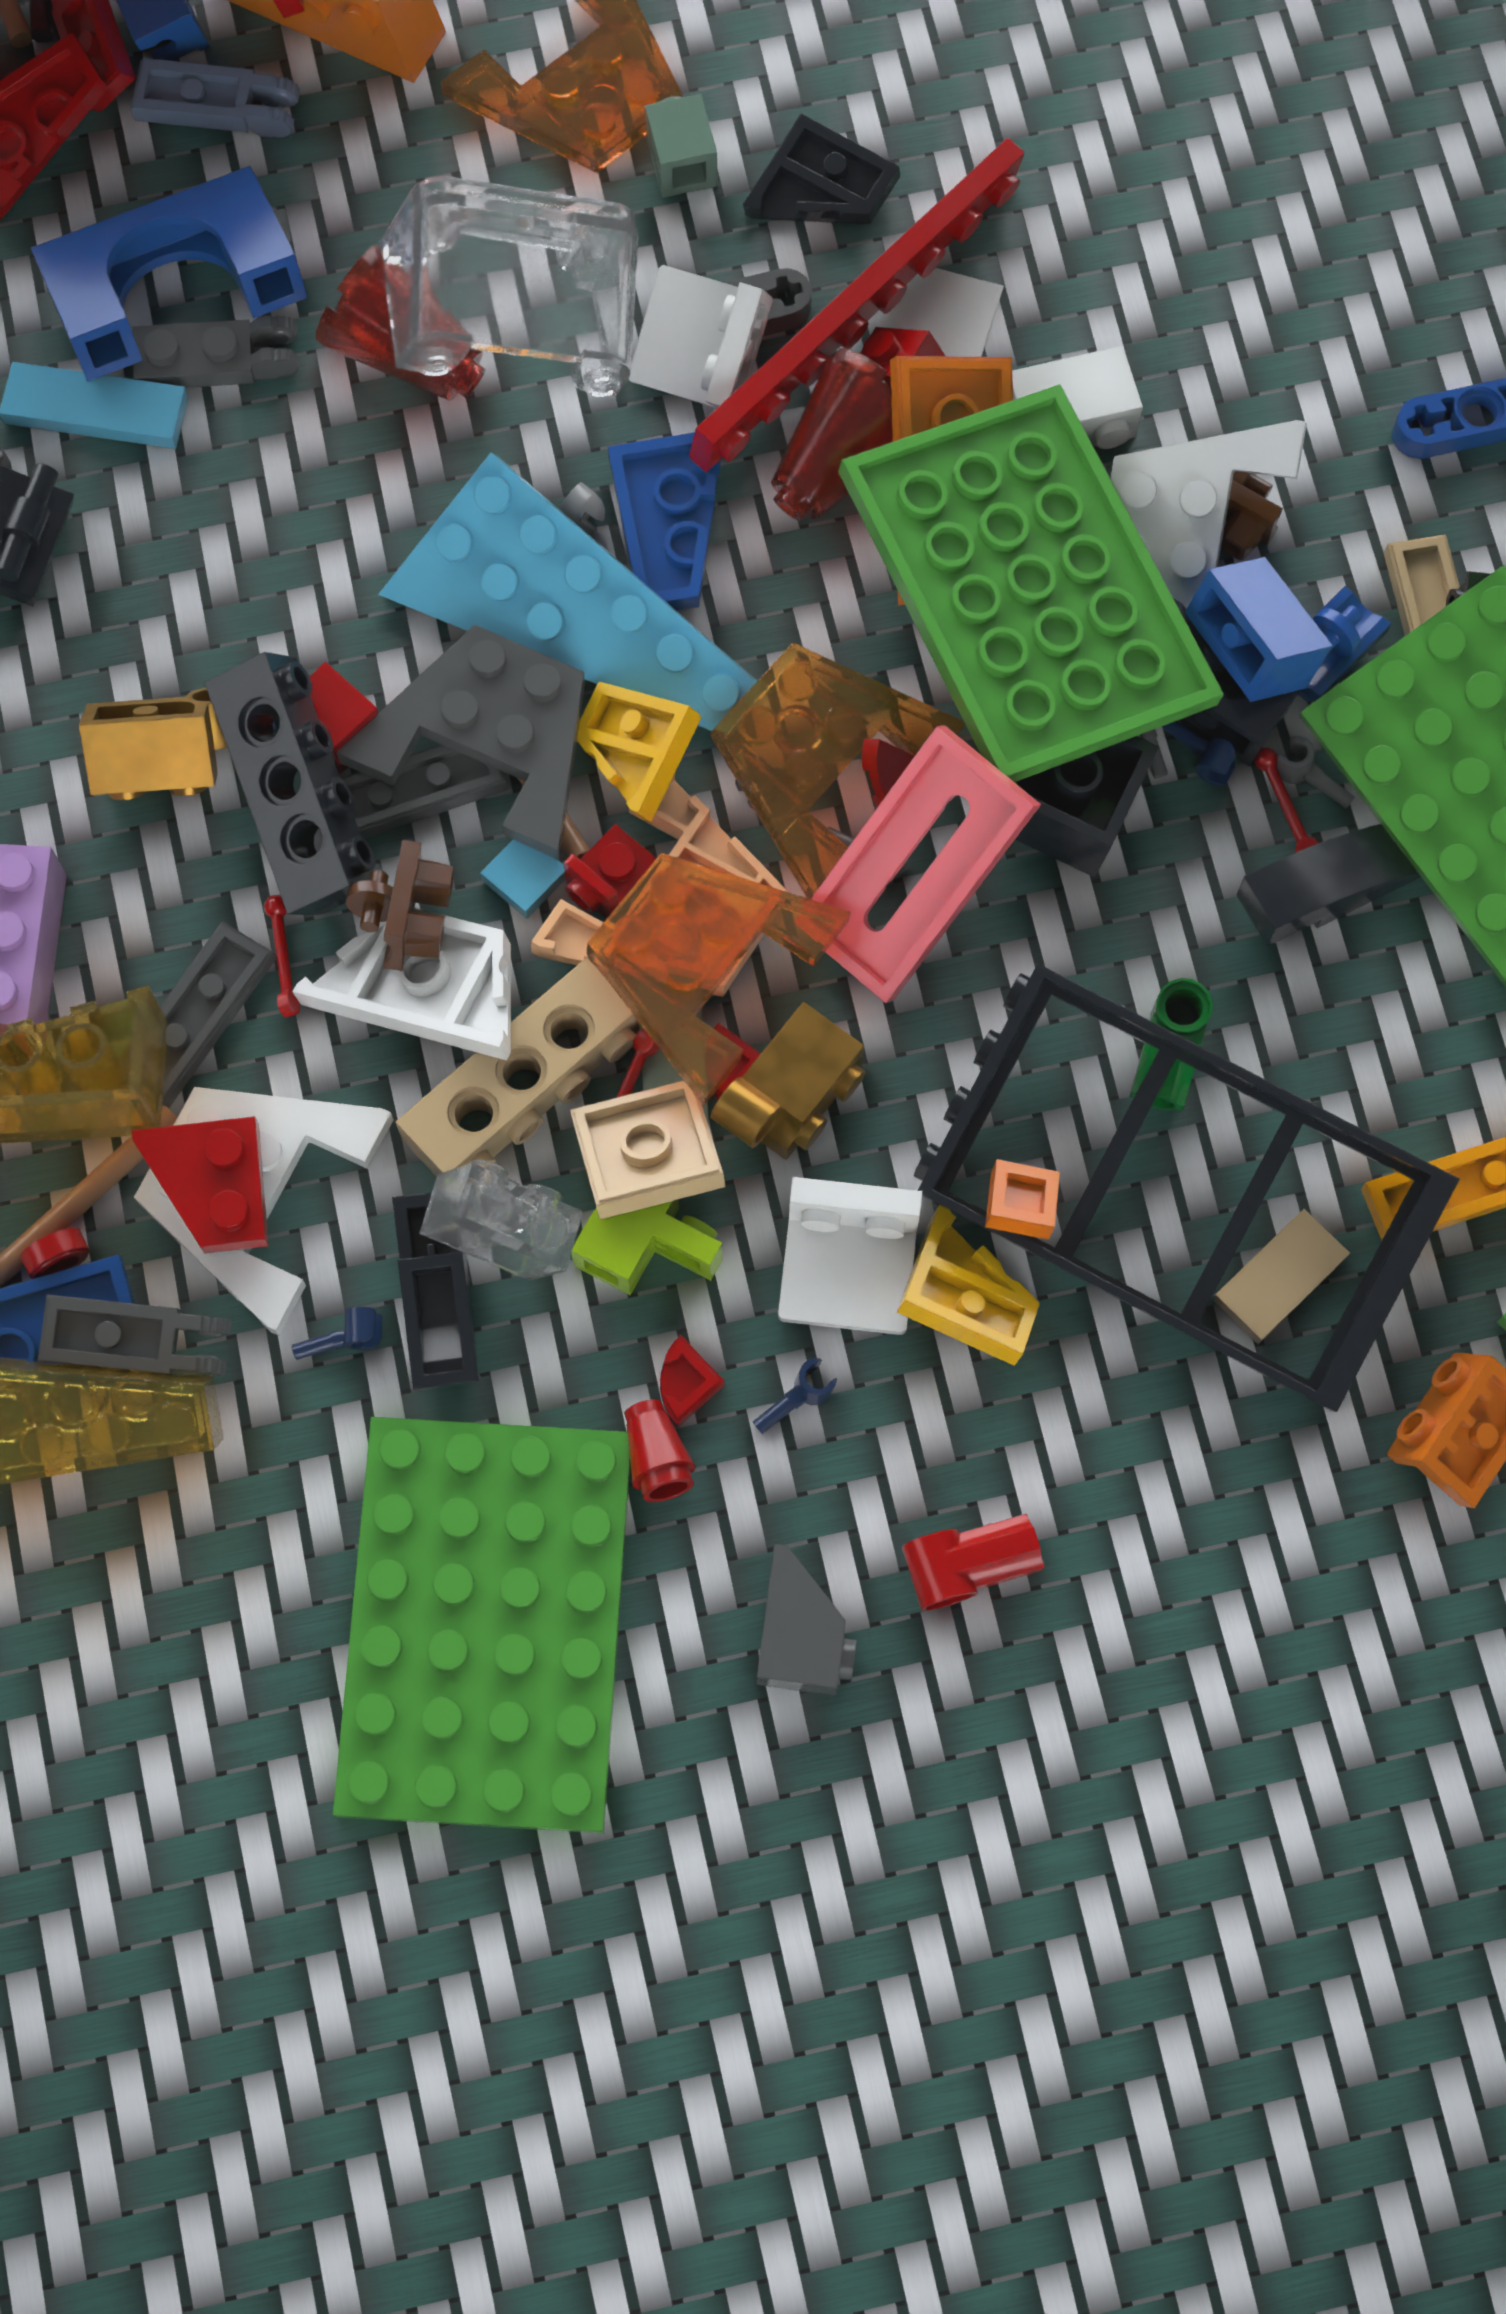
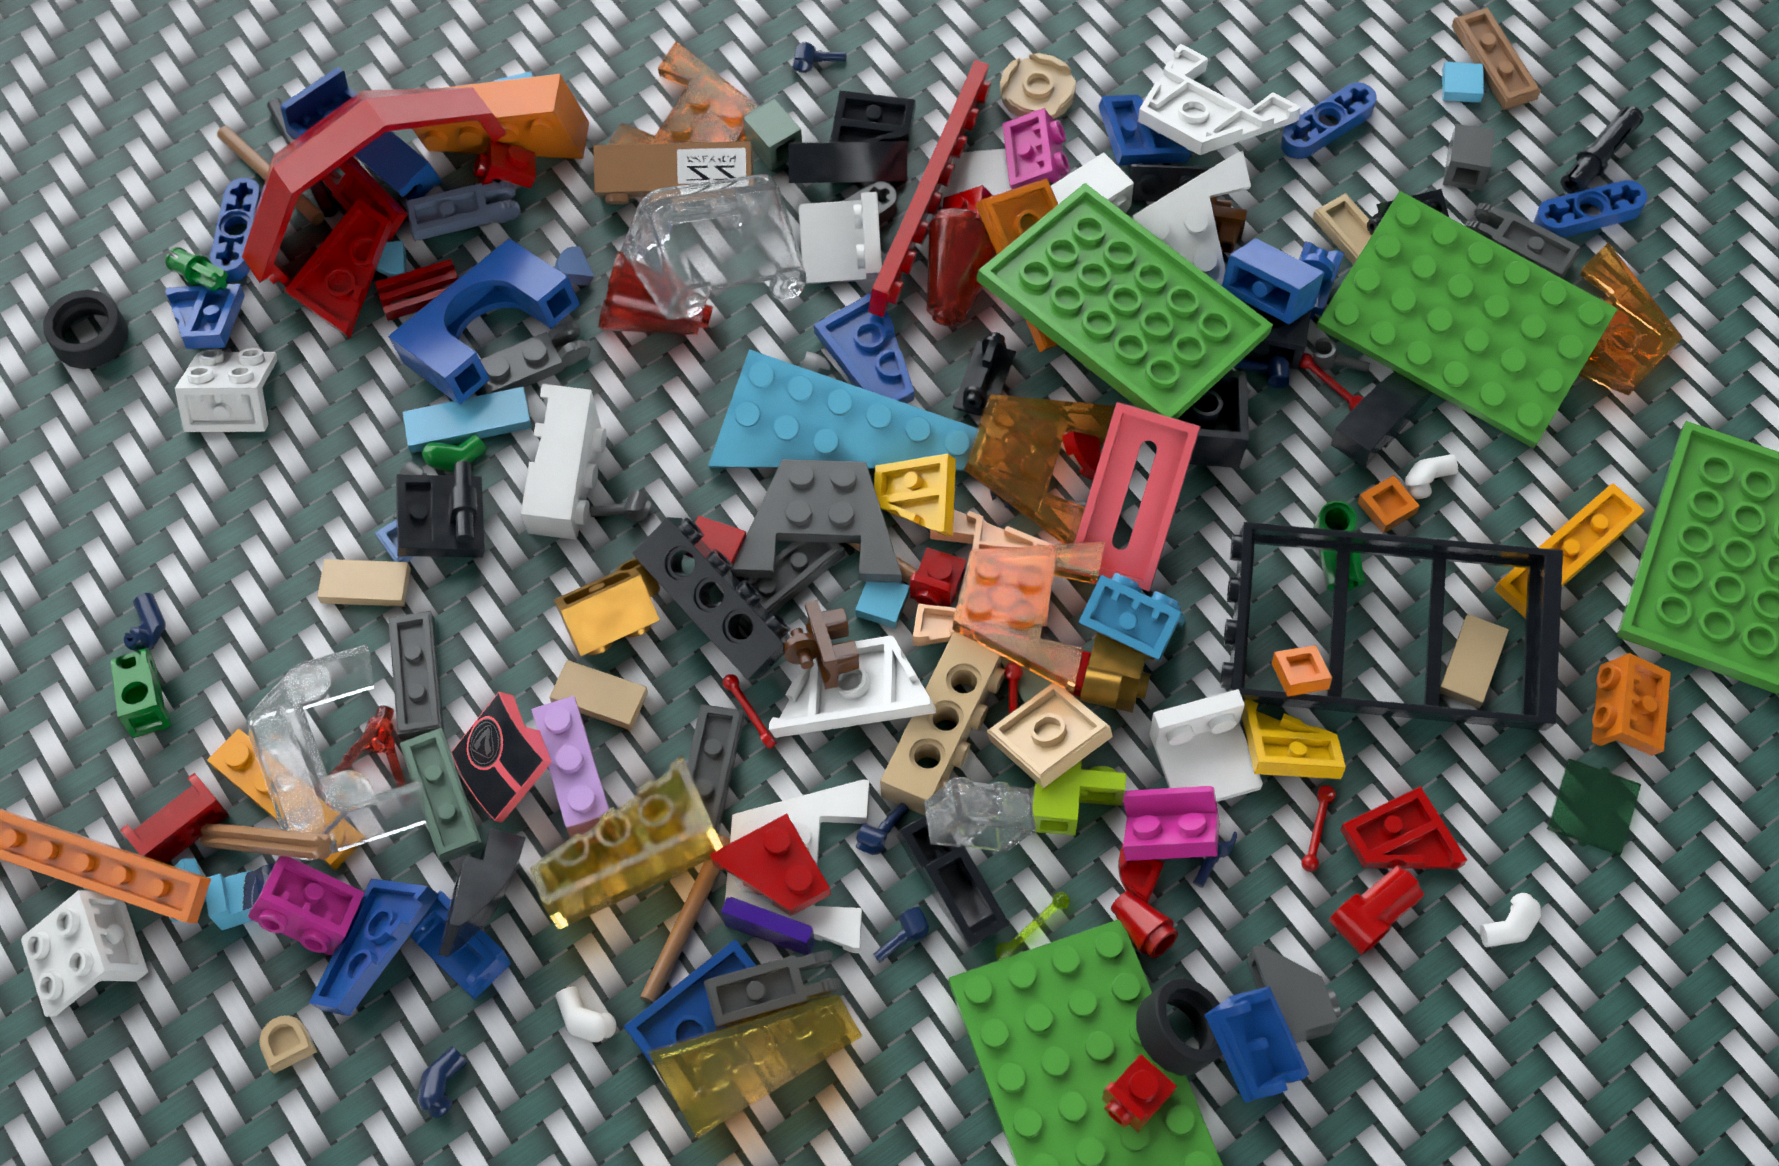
camera: 20 degrees left, 10 degrees down
(41, 446) = (444, 456): none -> green arm
(55, 1253) = (690, 956): red tile -> none
(94, 139) = (393, 259): none -> medium azure tile
(98, 855) = (600, 694): none -> tan tile
(108, 182) = (416, 284): none -> red tile
(171, 1254) = (768, 926): none -> dark purple tile
(186, 519) = (564, 463): none -> white wedge
(257, 616) = (635, 509): none -> dark grey hand
(299, 54) = (505, 163): none -> red bracket
(324, 238) = (575, 266): none -> medium blue tile
(363, 1195) = (873, 839): none -> dark blue hand
(466, 1411) = (1059, 901): none -> clear neon green hinge
(512, 144) = (639, 169): none -> medium nougat brick
(531, 1671) = (1137, 1094): none -> red bracket
(677, 1600) = (1160, 1039): none -> black tyre
(715, 1671) = (1256, 1044): none -> blue hinge
(751, 1335) = (1171, 823): none -> dark pink bracket
(761, 224) = (847, 161): none -> black slope
(785, 40) = (806, 55): none -> dark blue hand
(810, 608) = (984, 374): none -> black hinge
(832, 1030) = (1132, 617): none -> dark azure bracket
(986, 1379) = (1325, 797): none -> red hinge
(1035, 305) = (1035, 149): none -> dark pink bracket
(1059, 1476) = (1403, 835): none -> red wing
(1088, 211) = (1037, 84): none -> tan tile
(1154, 1657) = (1518, 925): none -> white arm
(1186, 415) = (1157, 181): none -> black hinge
(1193, 333) = (1132, 140): none -> blue wing
(1273, 1010) = (1388, 504): none -> orange plate
(1289, 344) = (1202, 117): none -> white wing
(1343, 1542) = (1594, 806): none -> clear green piece
(1350, 984) = (1426, 470): none -> white arm

